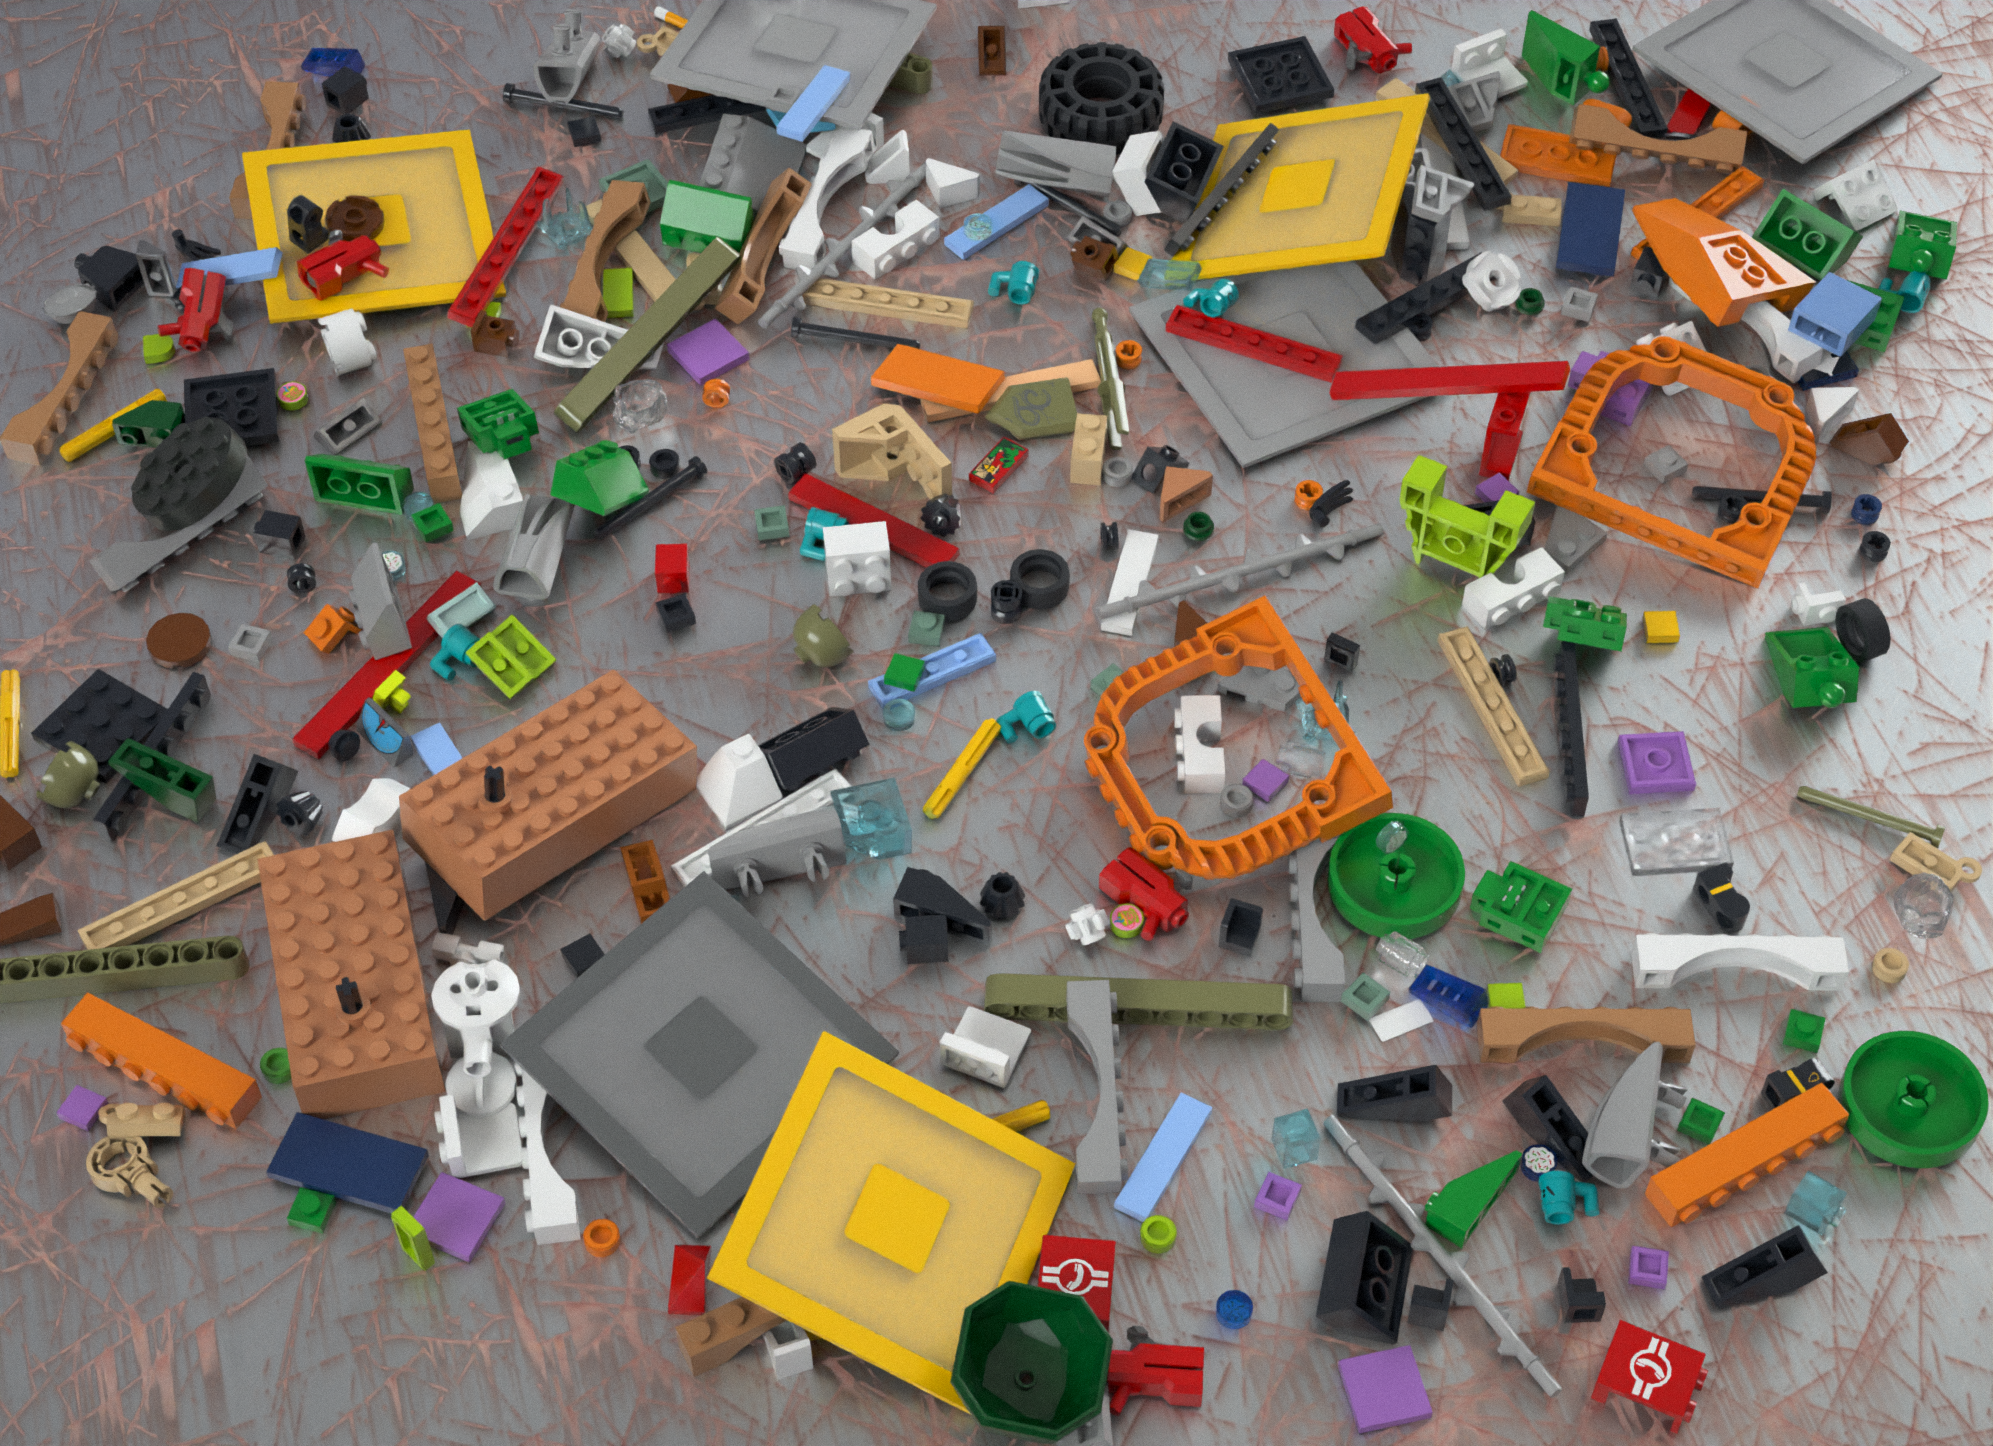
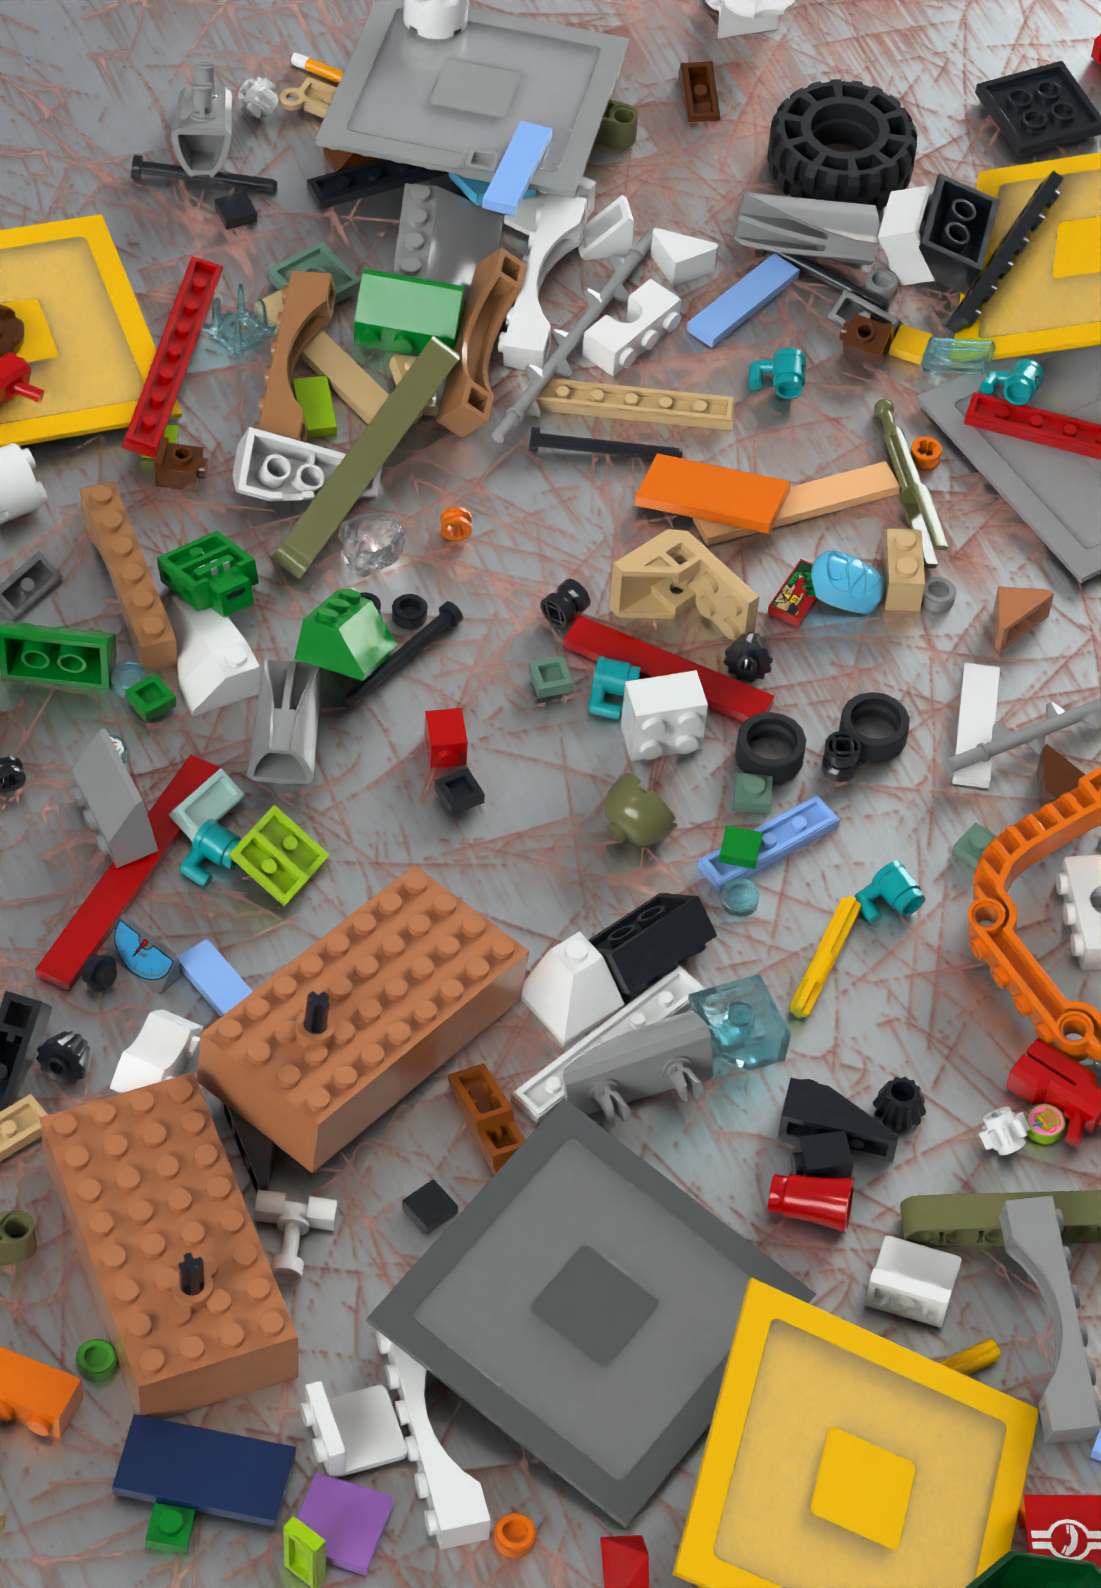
camera: 10 degrees left, 0 degrees up
(330, 627) = (55, 831): orange bracket -> none
(392, 693) = (145, 908): neon yellow tile -> none
(476, 1018) = (333, 1291): white piece -> none
(708, 351) = (435, 473): medium lavender tile -> none
(910, 971) = (813, 1199): none -> red plant
(978, 226) = (725, 307): clear light blue tile -> none
(1036, 409) = (835, 522): olive tile -> none
(1038, 457) = (847, 582): none -> medium azure piece
(1109, 536) = (944, 671): black bush -> none
(1160, 458) = (988, 575): black bracket -> none
(1198, 526) = (1043, 655): dark green plate -> none

